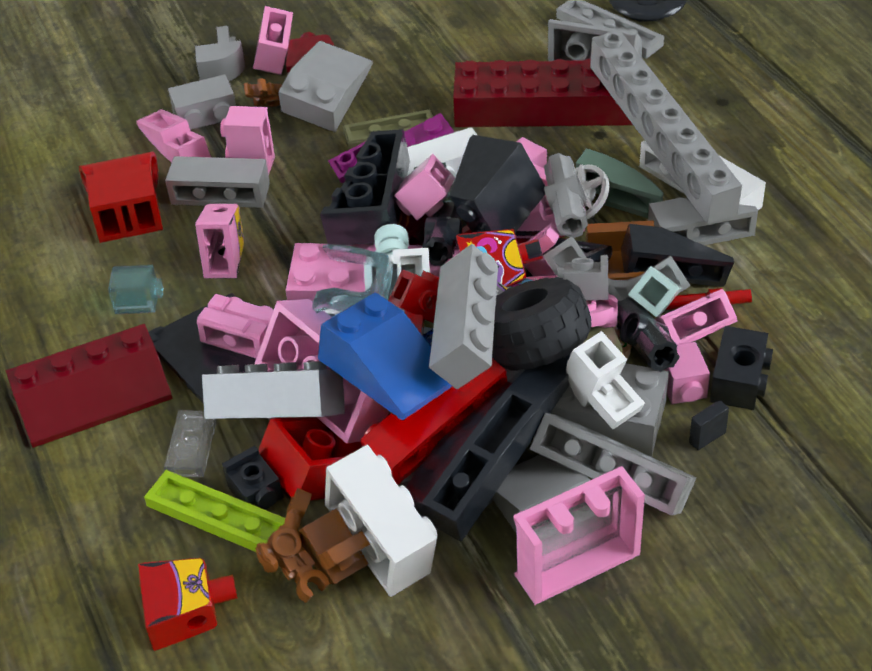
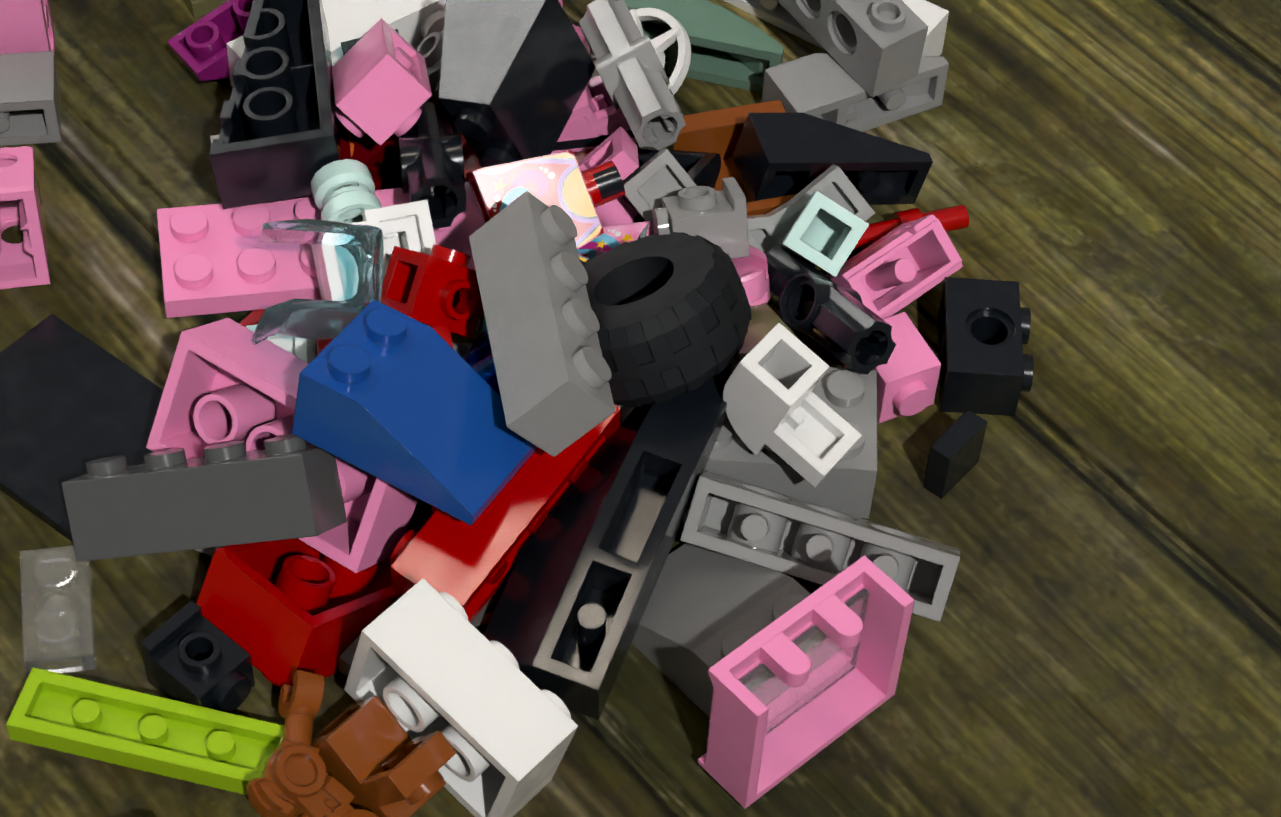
camera: 20 degrees left, 5 degrees up
(234, 325) = (92, 379): bright pink brick -> none

